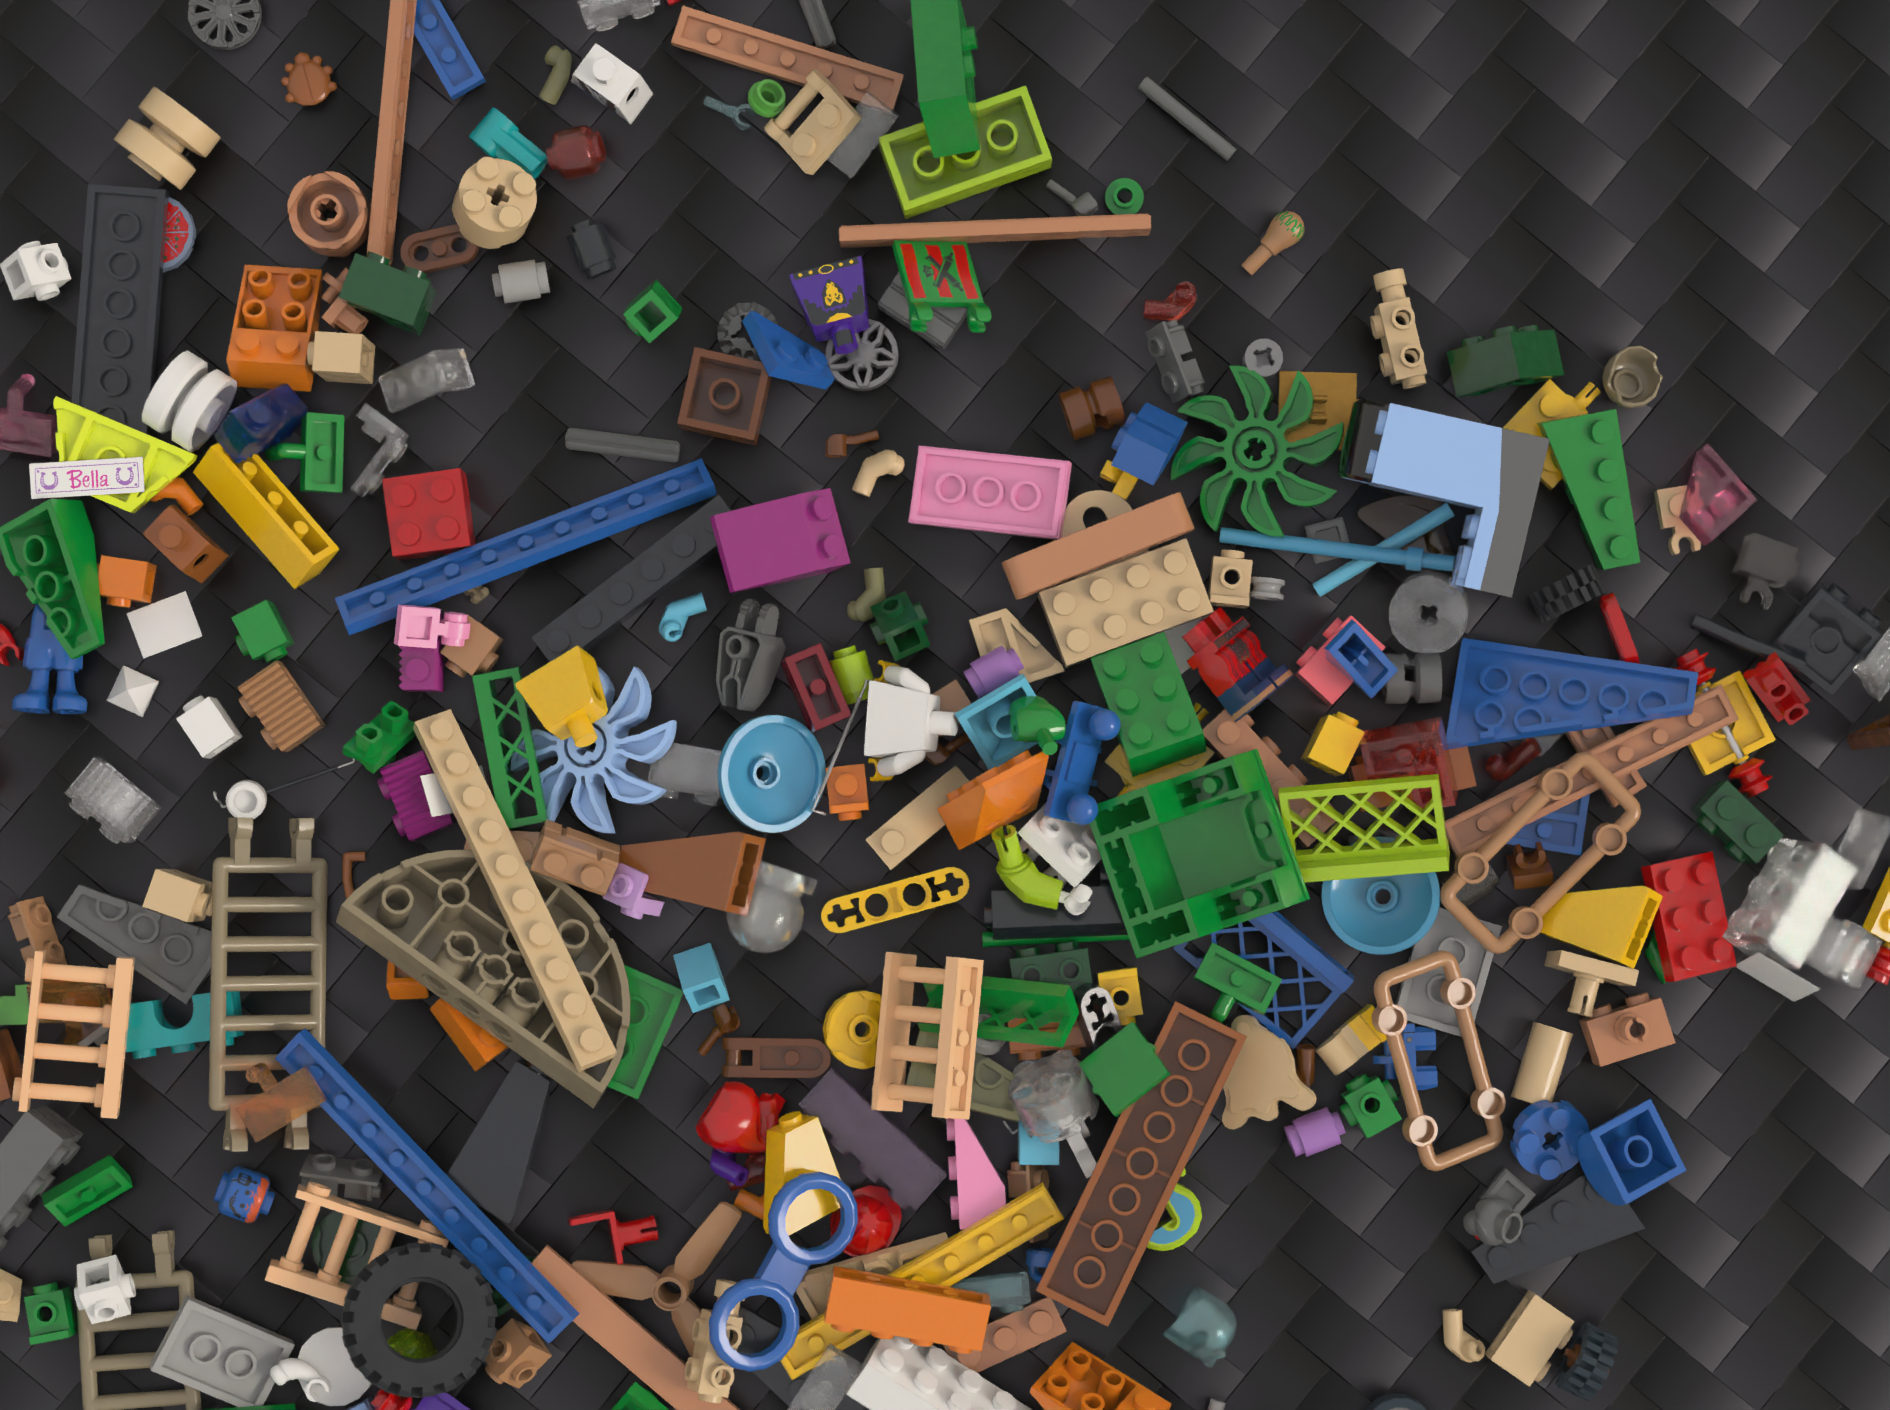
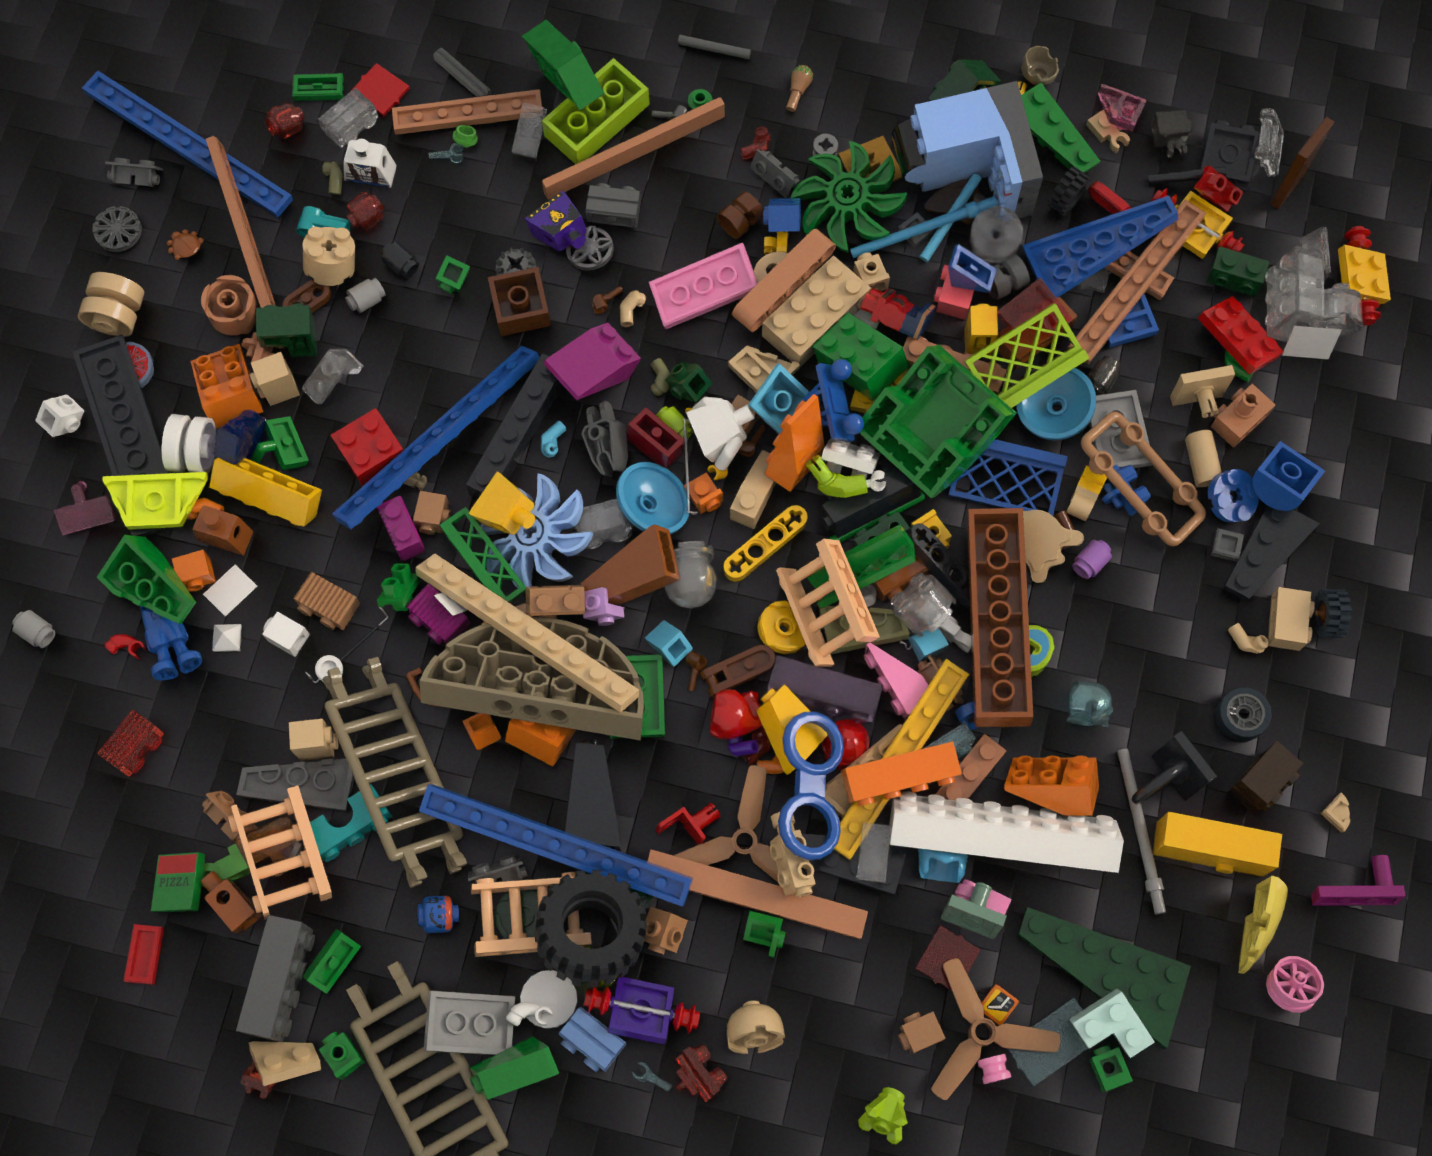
camera: 25 degrees left, 15 degrees down
(86, 477) = (143, 515): white sticker -> none
(104, 1289) = (371, 1013): white brick -> none
(112, 801) = (243, 707): clear brick -> none
(262, 632) = (294, 562): green brick -> none
(279, 1101) = (434, 834): clear orange plate -> none
(392, 450) = (315, 412): clear bracket -> none
(422, 625) = (394, 503): bright pink plate -> none
(622, 445) = (469, 359): dark grey axle -> none
(786, 354) = (545, 260): blue wing -> none
(821, 130) = (505, 137): tan plate -> none
(939, 277) = (615, 181): green flag -> none
(993, 670) = (755, 377): medium lavender brick -> none
(1036, 721) = (799, 385): green piece -> none
(1124, 1069) = (959, 562): green piece -> none
(1236, 982) = (997, 489): green plate -> none
(1267, 588) = (895, 268): light grey bush -> none
(1382, 1112) = (1116, 525): green brick -> none
(1396, 338) = (892, 100): tan brick -> none
(1493, 1221) = (1229, 558): dark grey animal -> none
(1504, 767) = (1087, 303): clear red arm -> none
(1530, 868) = (1134, 351): reddish brown tile -> none
(1604, 921) = (1194, 351): yellow slope -> none
(1607, 839) = (1102, 356): medium nougat bar -> none

